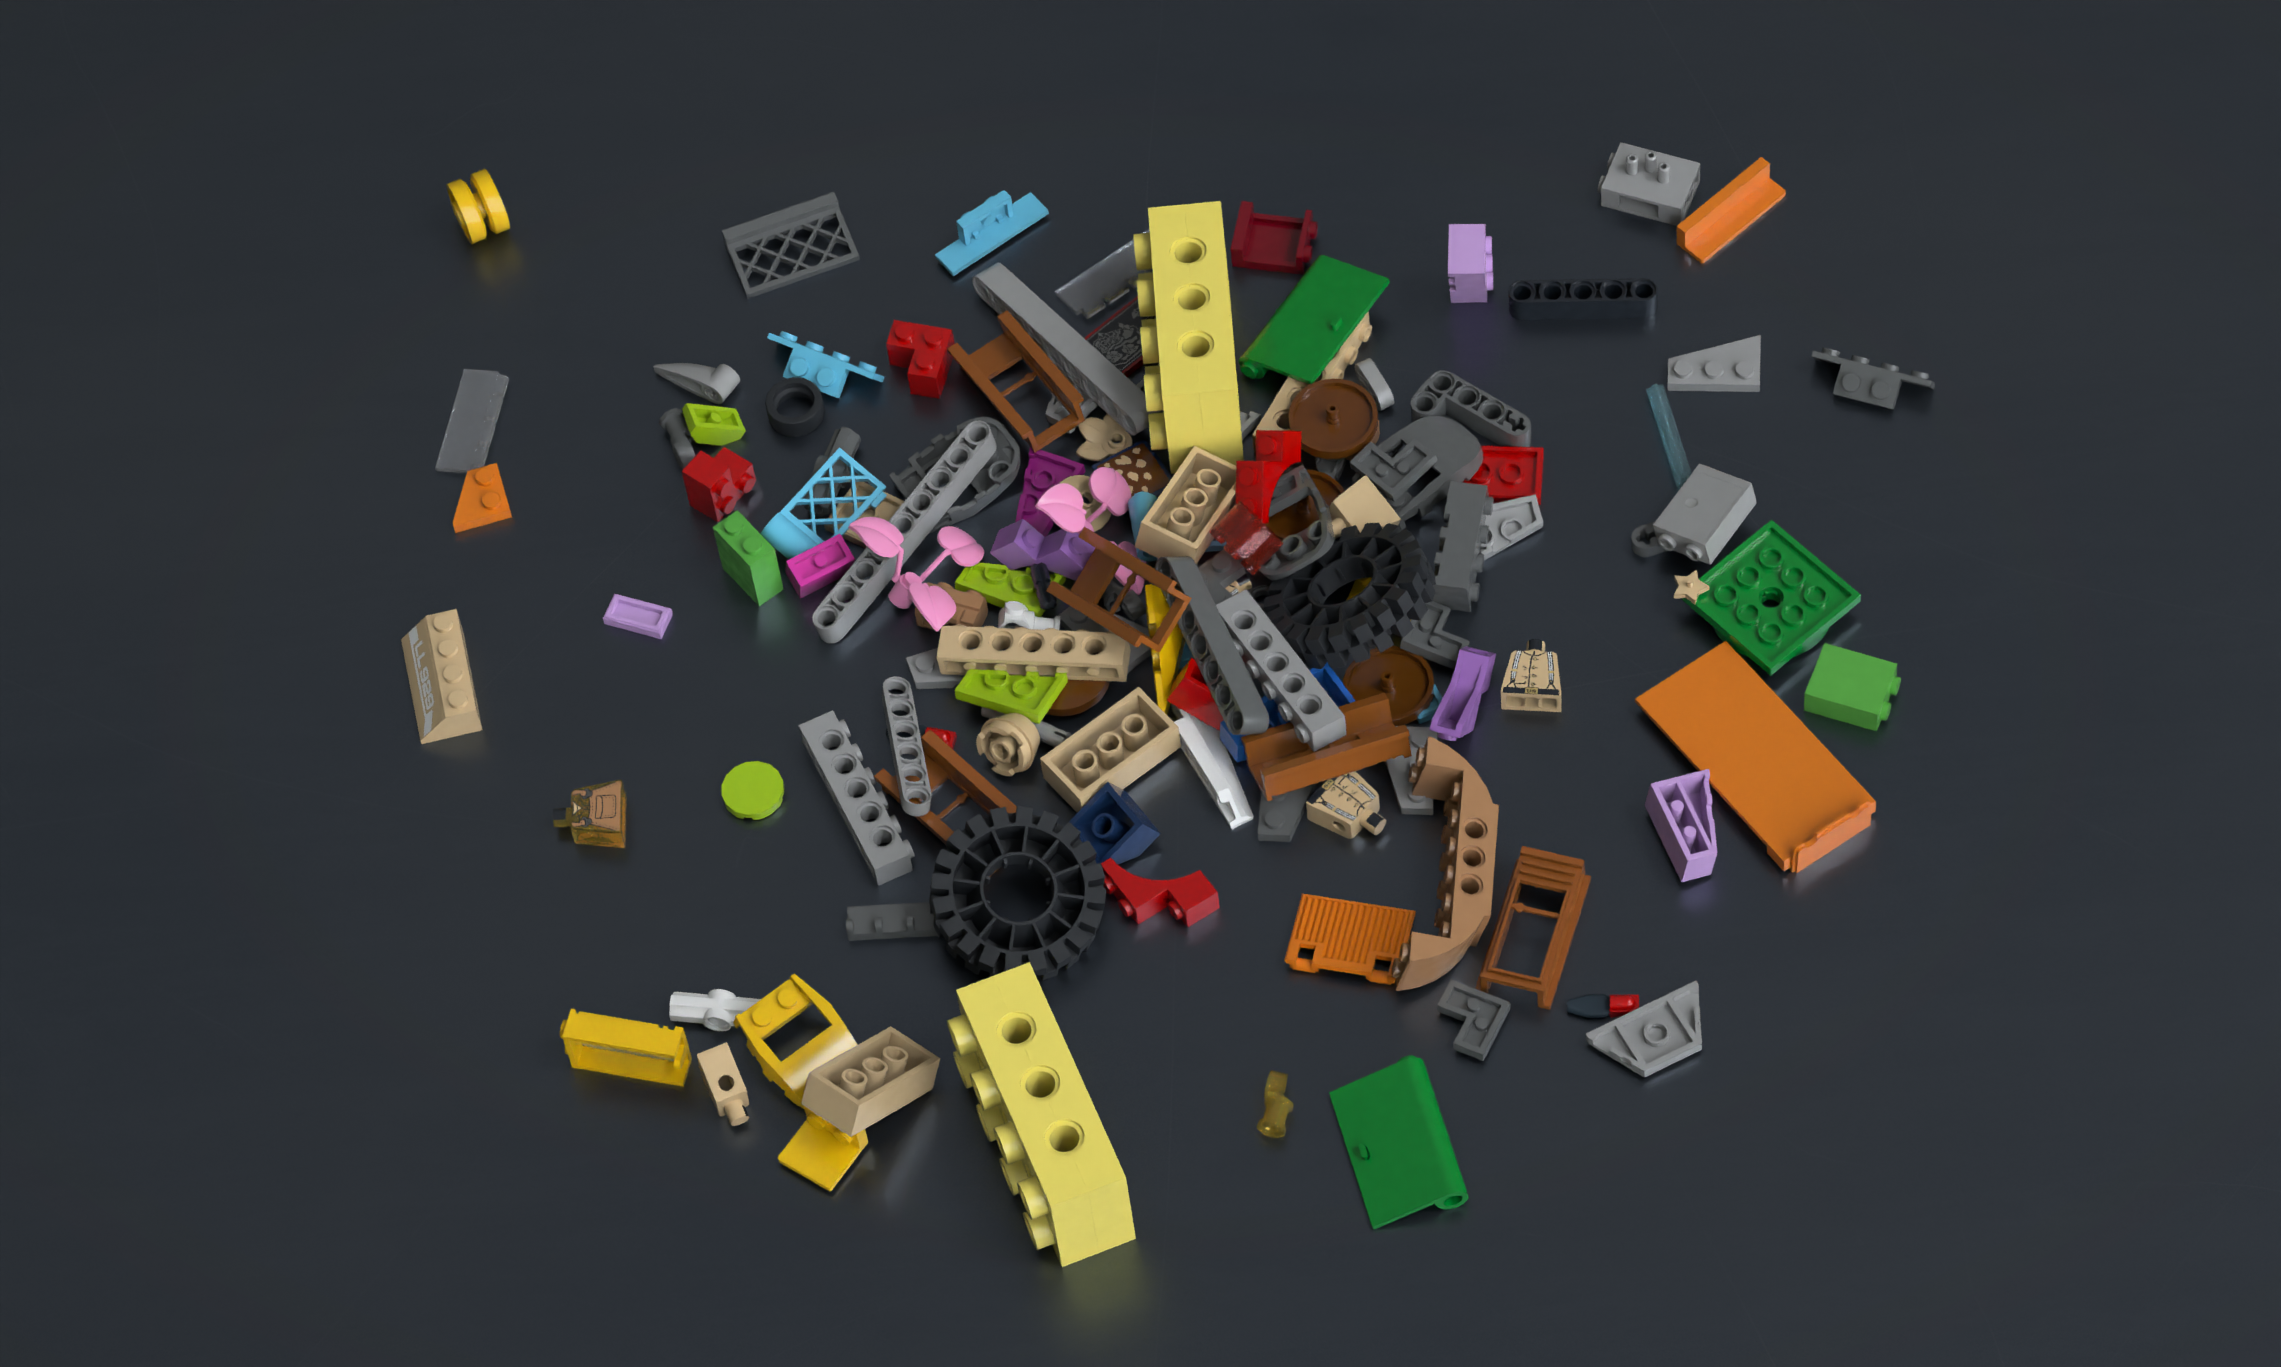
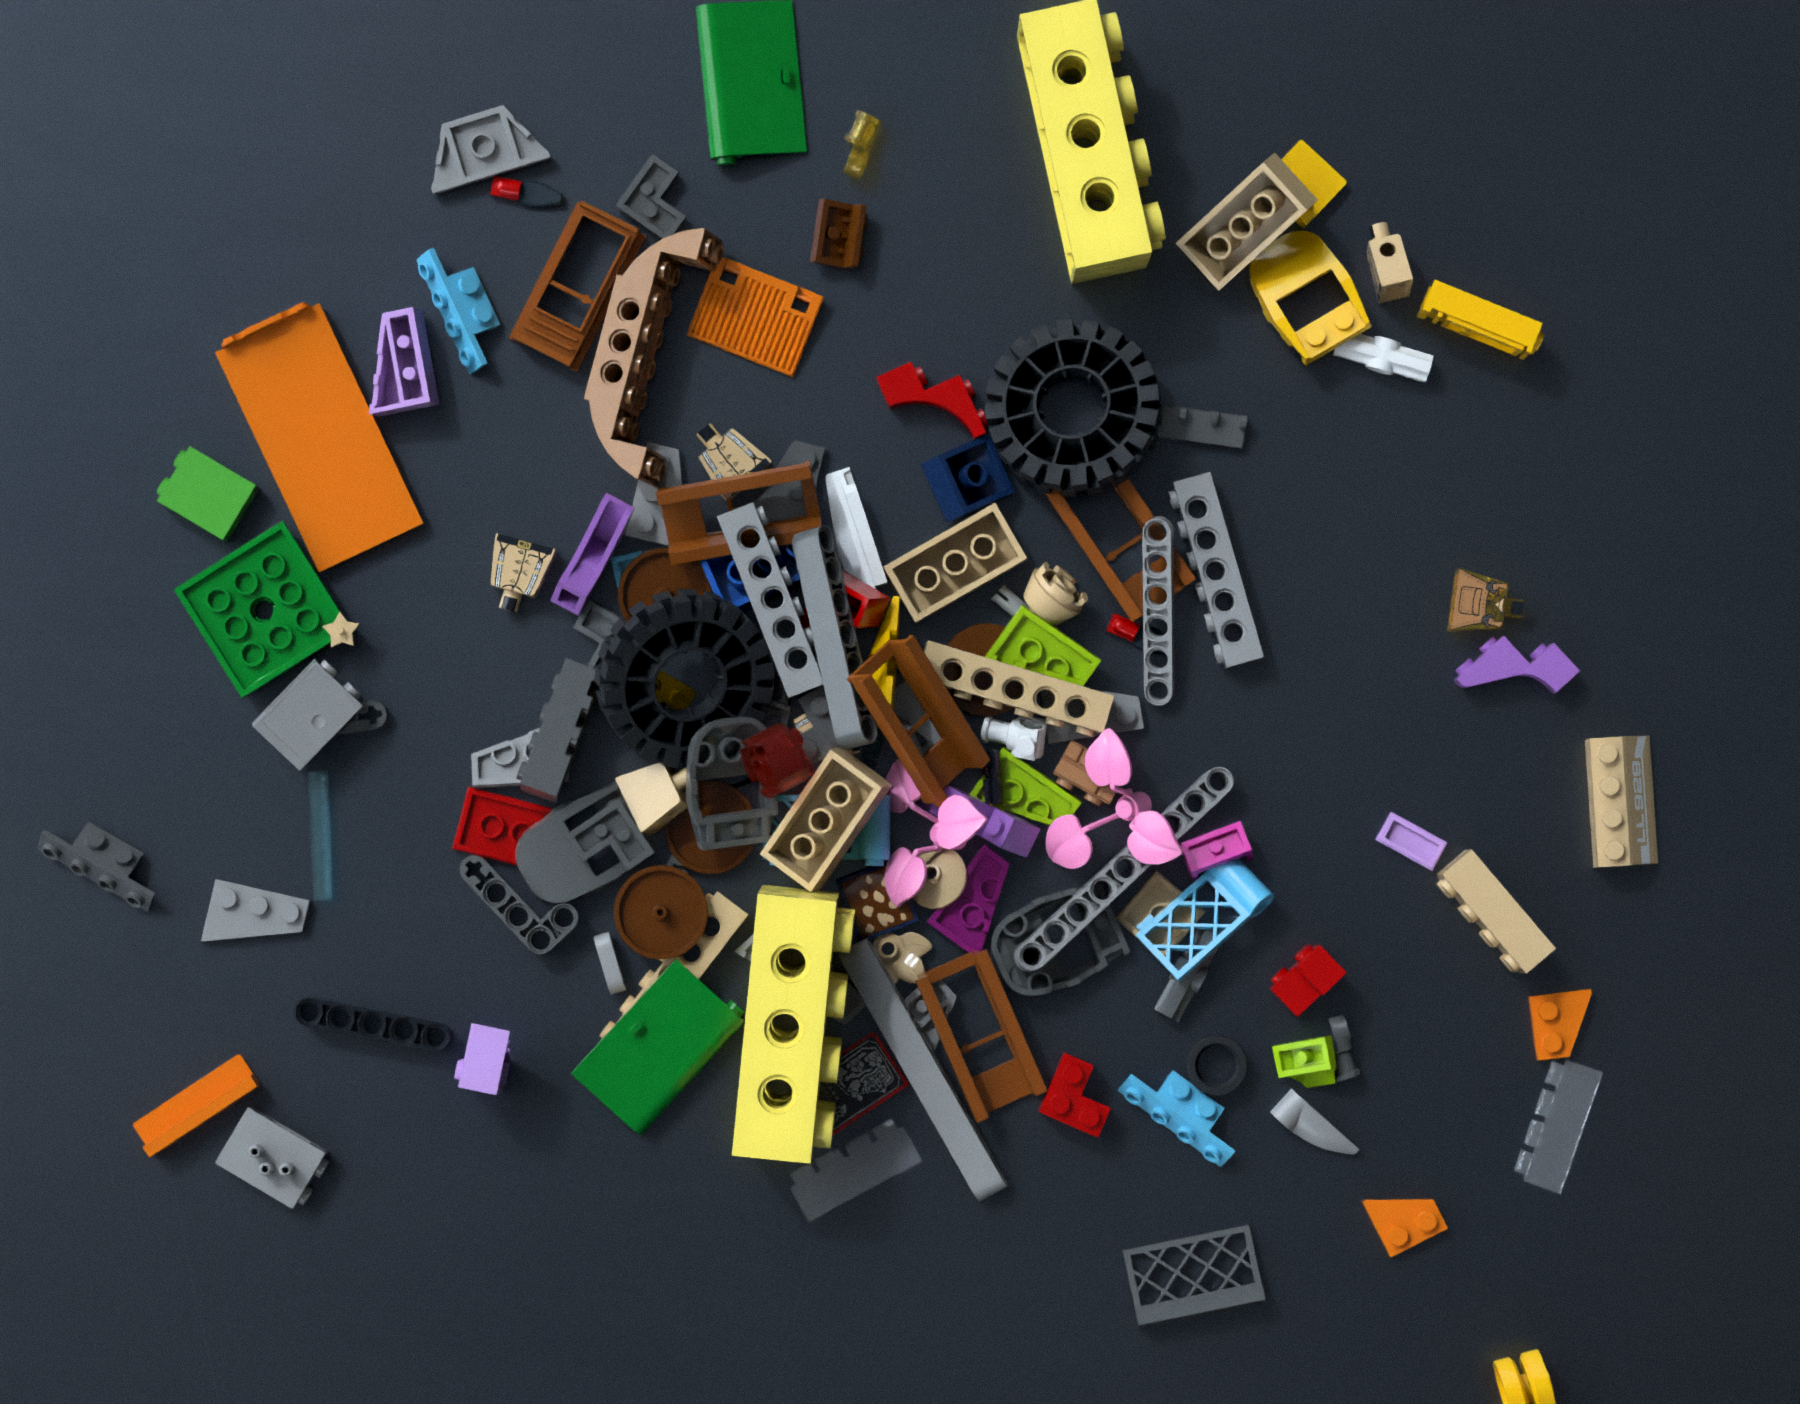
camera: 175 degrees left, 30 degrees up
(550, 559) = (1495, 912): none -> tan brick
(565, 769) = (1503, 661): none -> medium lavender arch
(604, 323) = (1404, 1222): none -> orange wing
(748, 558) = (1290, 866): bright green brick -> none
(753, 790) = (1319, 605): lime tile -> none
(988, 228) = (978, 1249): medium azure bracket -> none
(1258, 478) = (751, 841): red arch -> none
(1272, 241) = (680, 1173): dark red panel -> none
(1280, 1018) = (838, 234): none -> reddish brown bracket
(1640, 892) = (462, 306): none -> medium azure bracket

